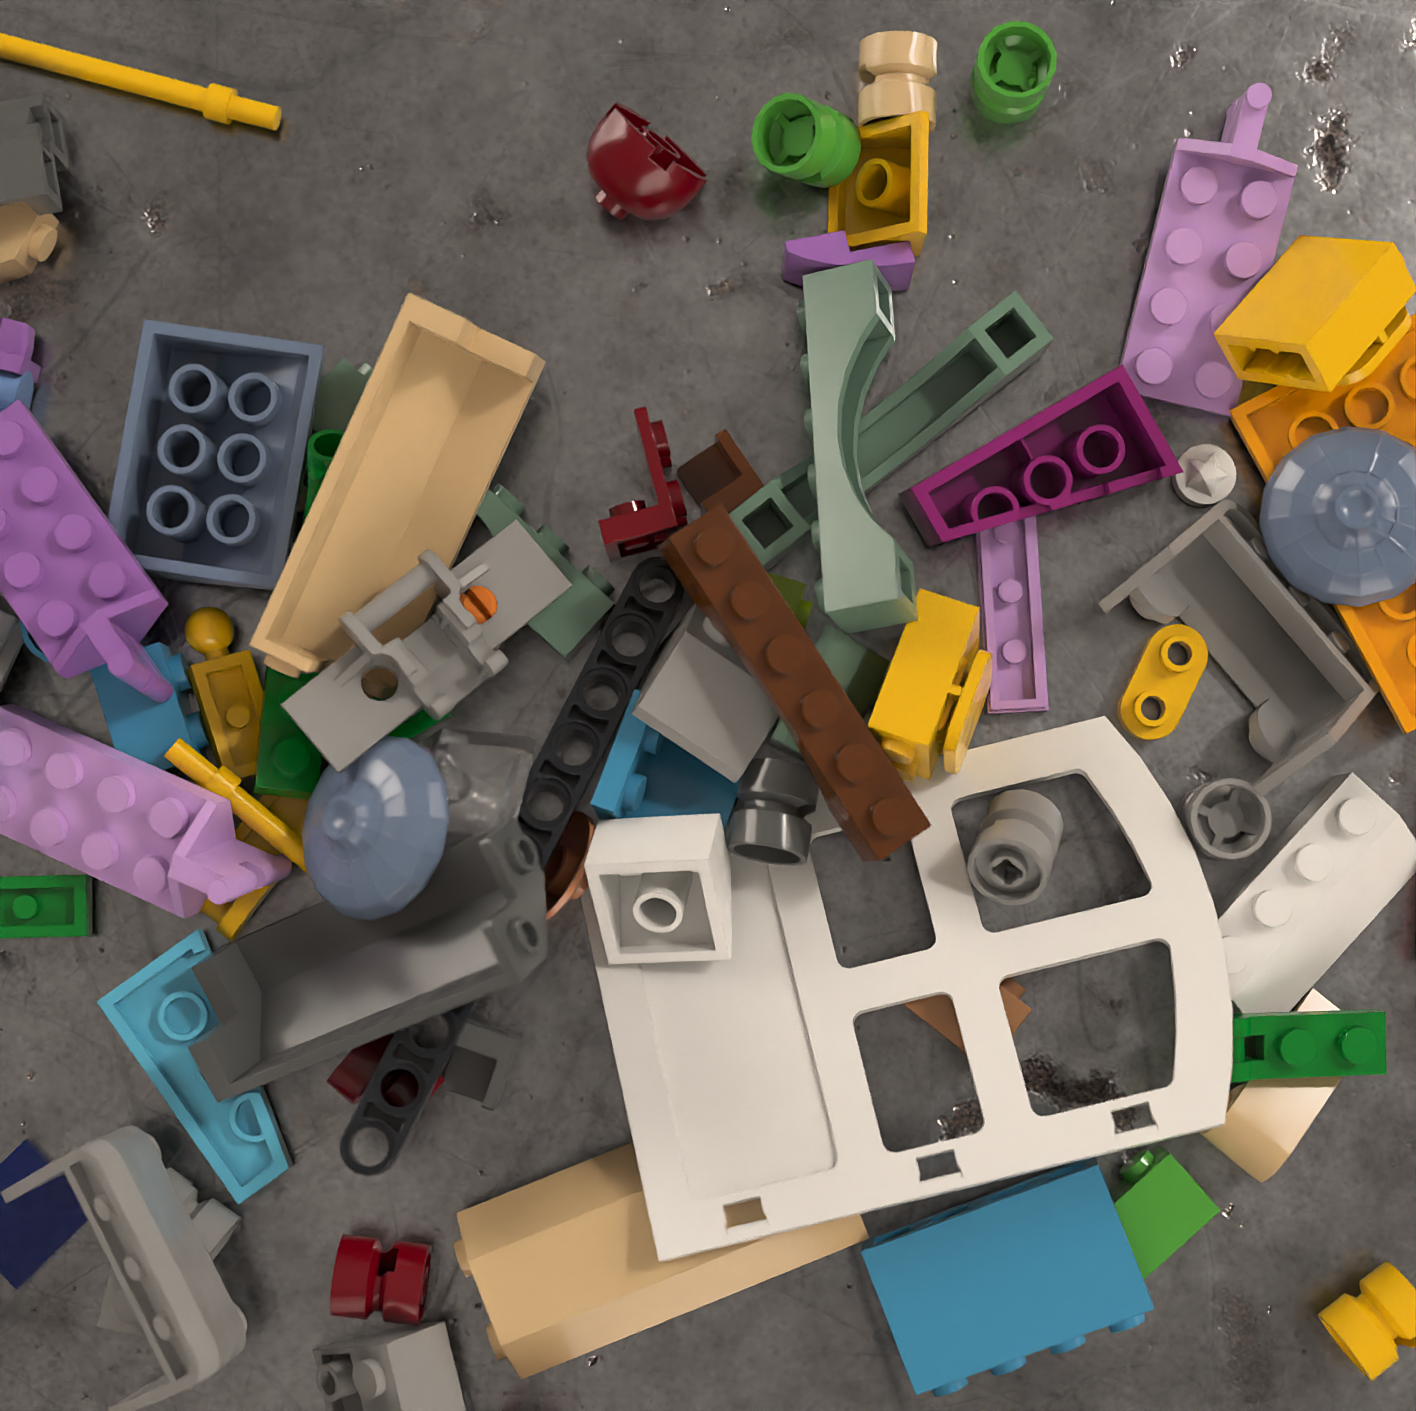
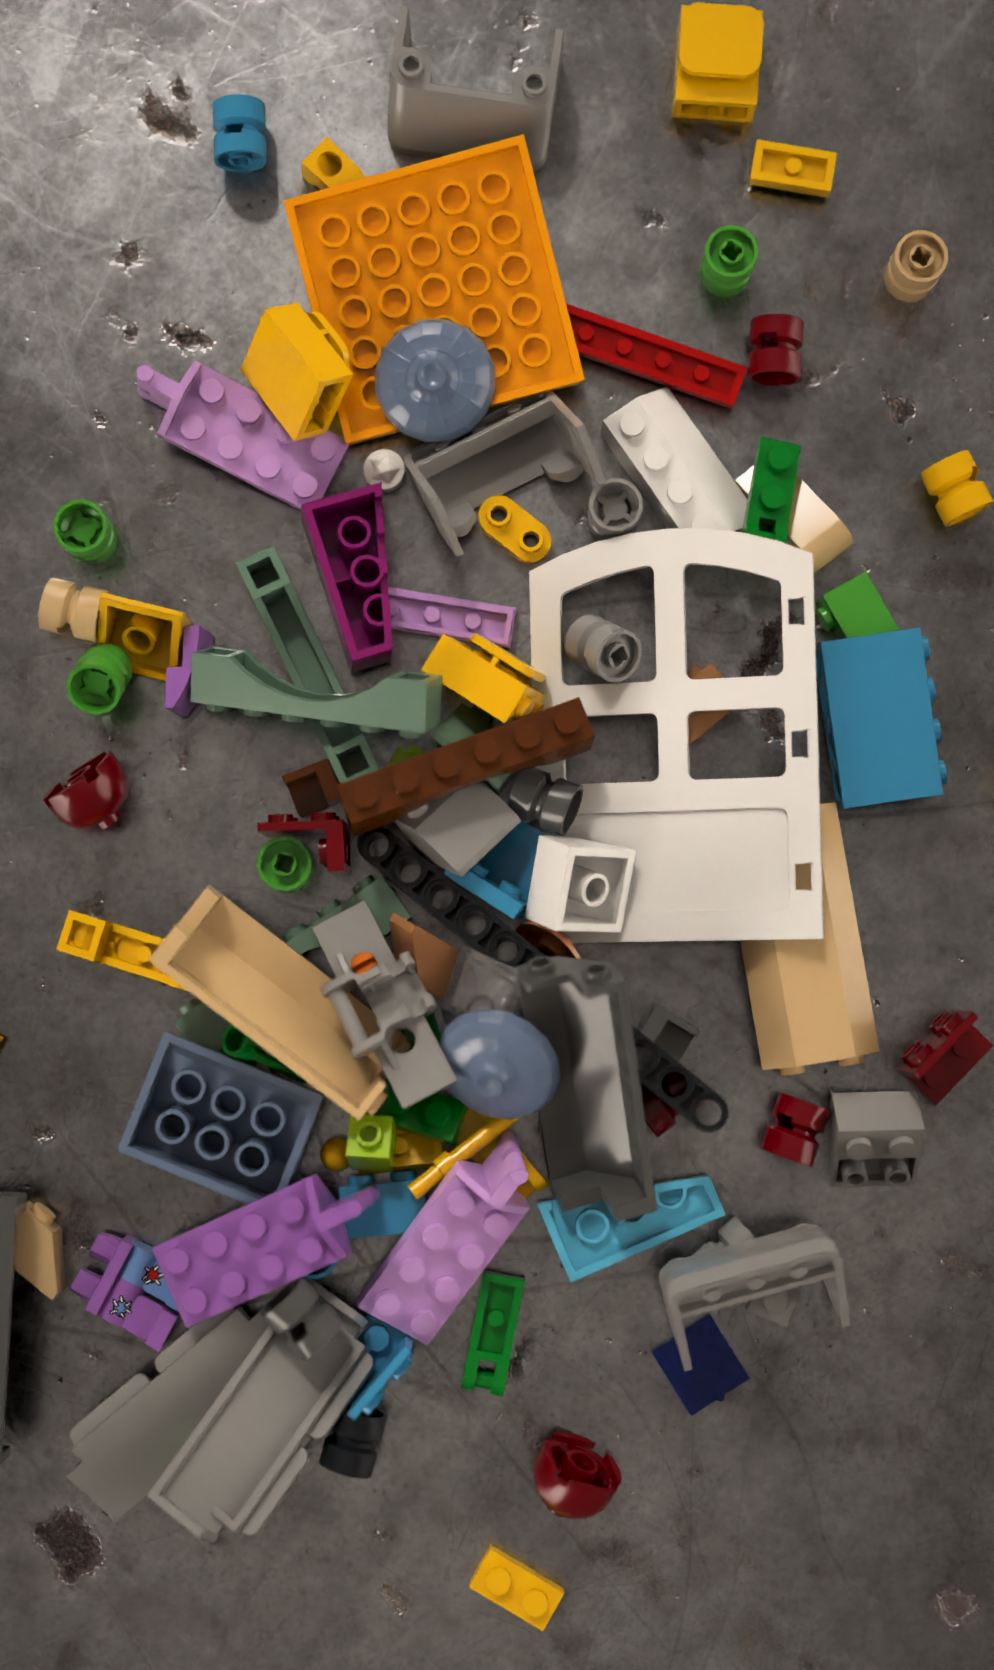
camera: 80 degrees left, 0 degrees up
(229, 674) = (371, 1143): none -> lime brick
(438, 240) = (112, 945): none -> yellow slope
(518, 693) = (432, 955): none -> medium nougat slope
(600, 465) = (286, 865): none -> bright green wheel

